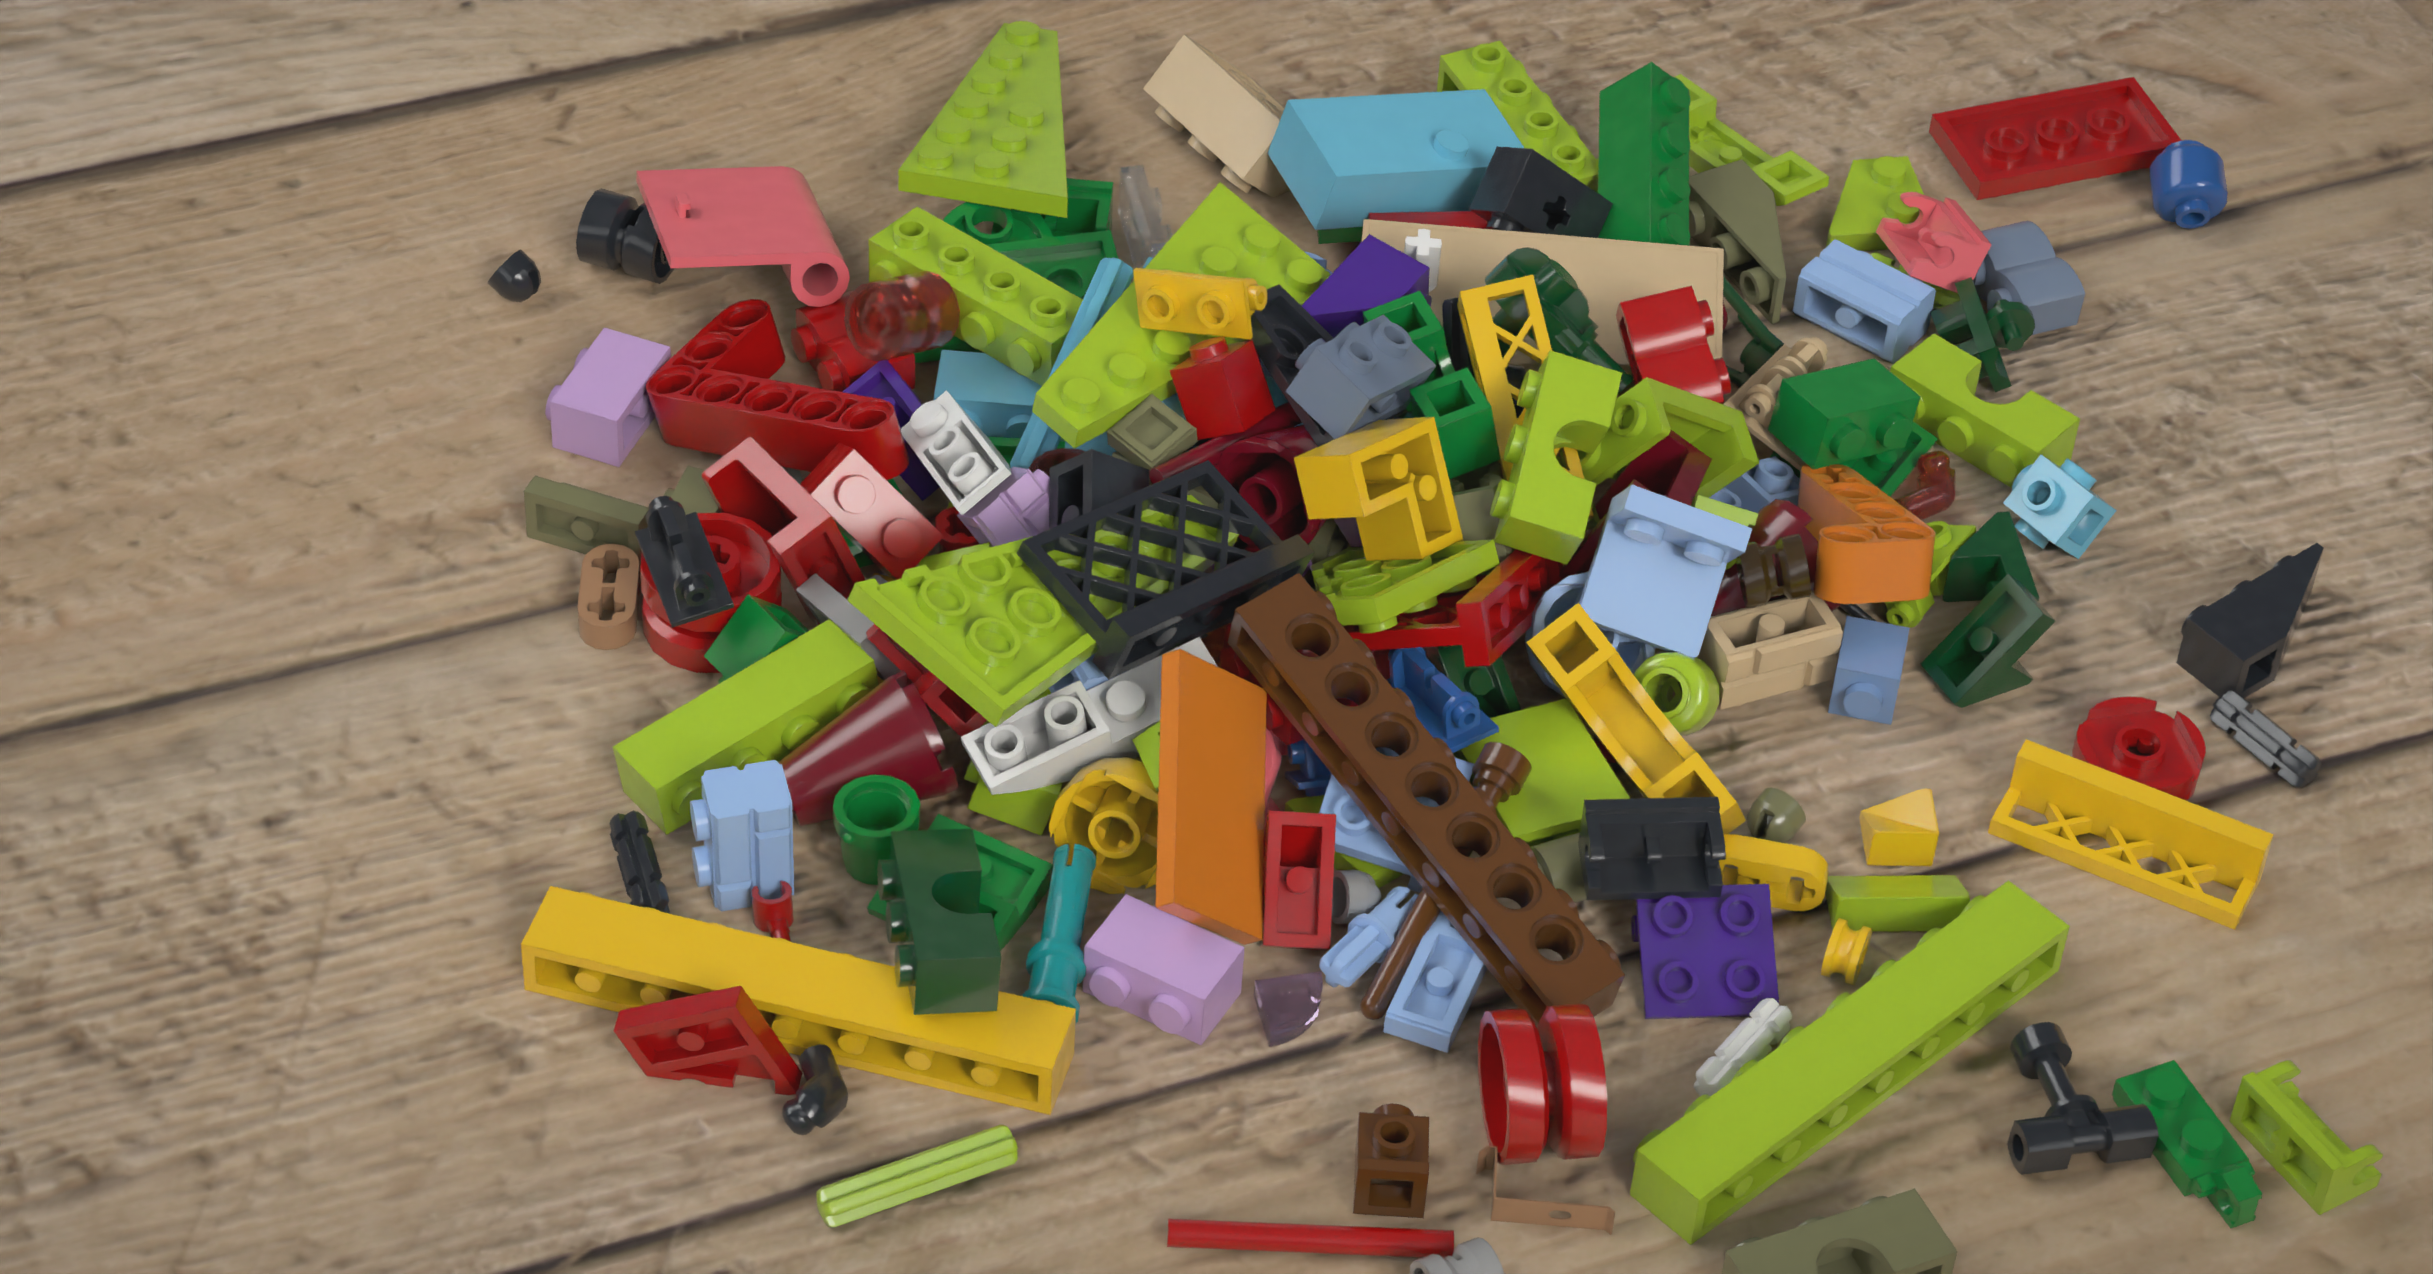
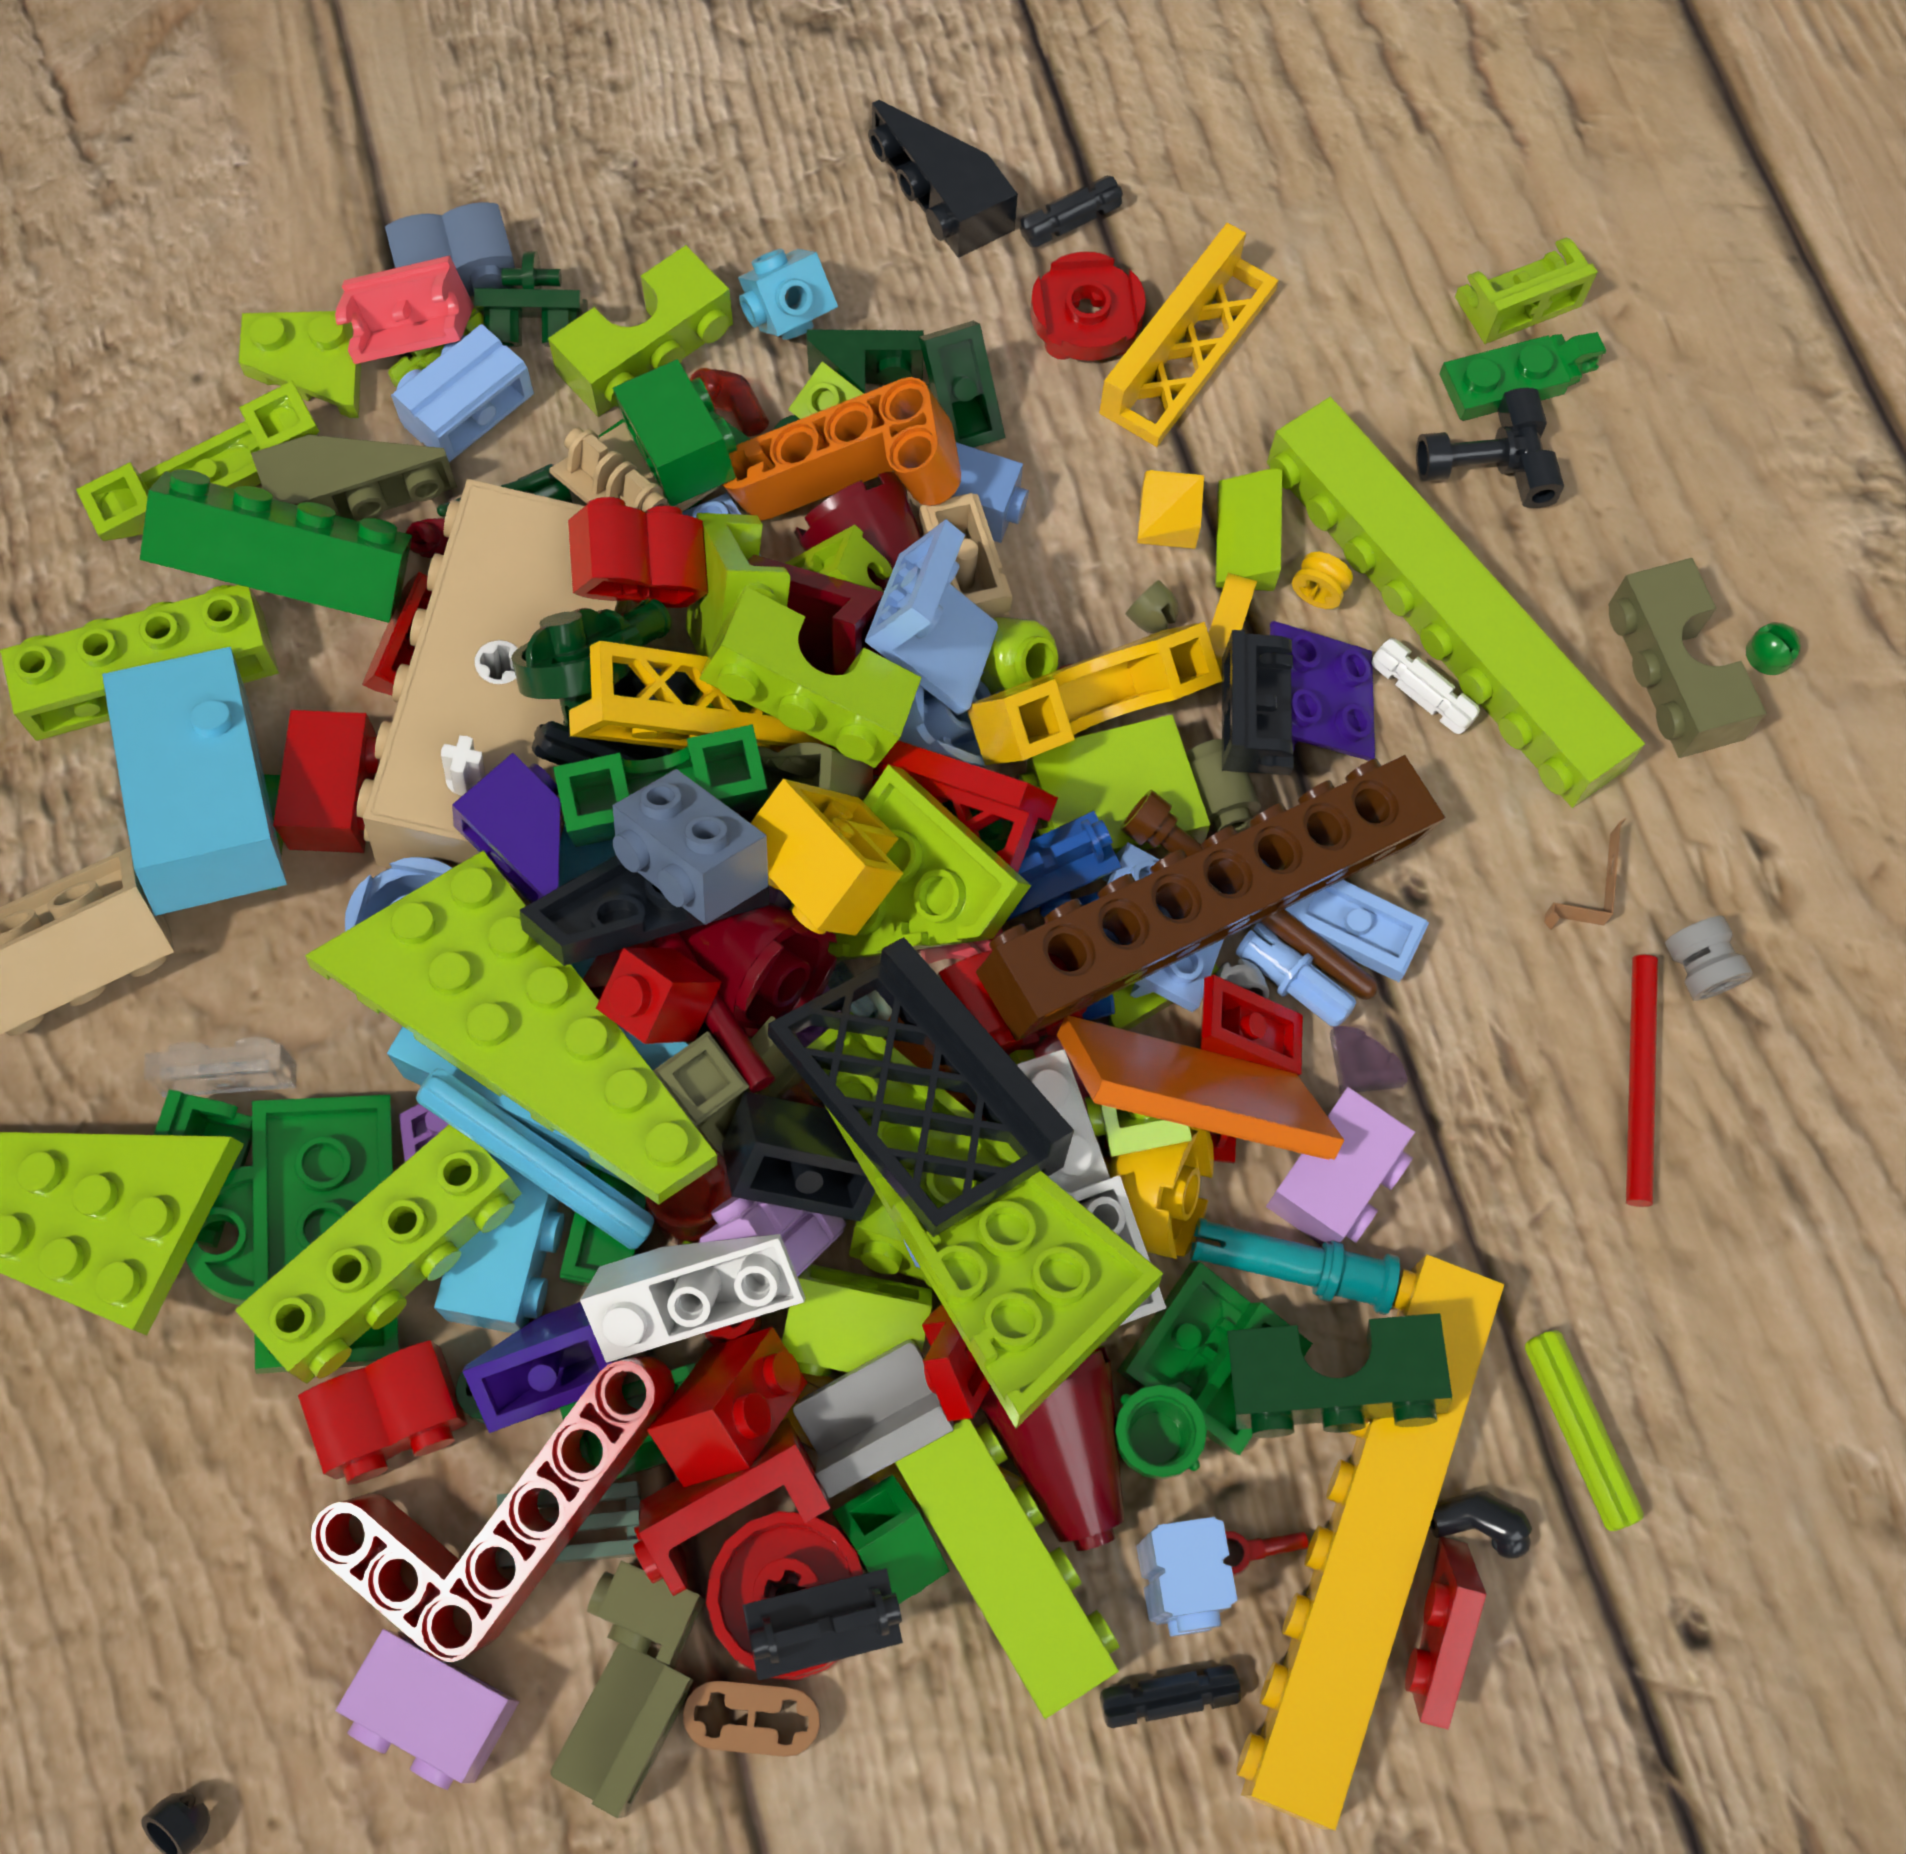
camera: 85 degrees left, 25 degrees up
(620, 234) = (130, 1698): black wheel -> none
(746, 221) = (185, 1514): coral door -> none
(901, 315) = (424, 1343): clear red wheel -> none
(1197, 302) = (548, 1023): yellow hinge -> none
(1391, 1147) = (1557, 1011): reddish brown brick -> none
(1536, 196) = (309, 654): black brick -> none
(1542, 1083) = (1520, 846): red wheel -> none
(1758, 573) = (917, 514): dark brown wheel -> none
(2053, 137) = (238, 183): red plate -> none
(2188, 182) = (337, 88): blue head -> none

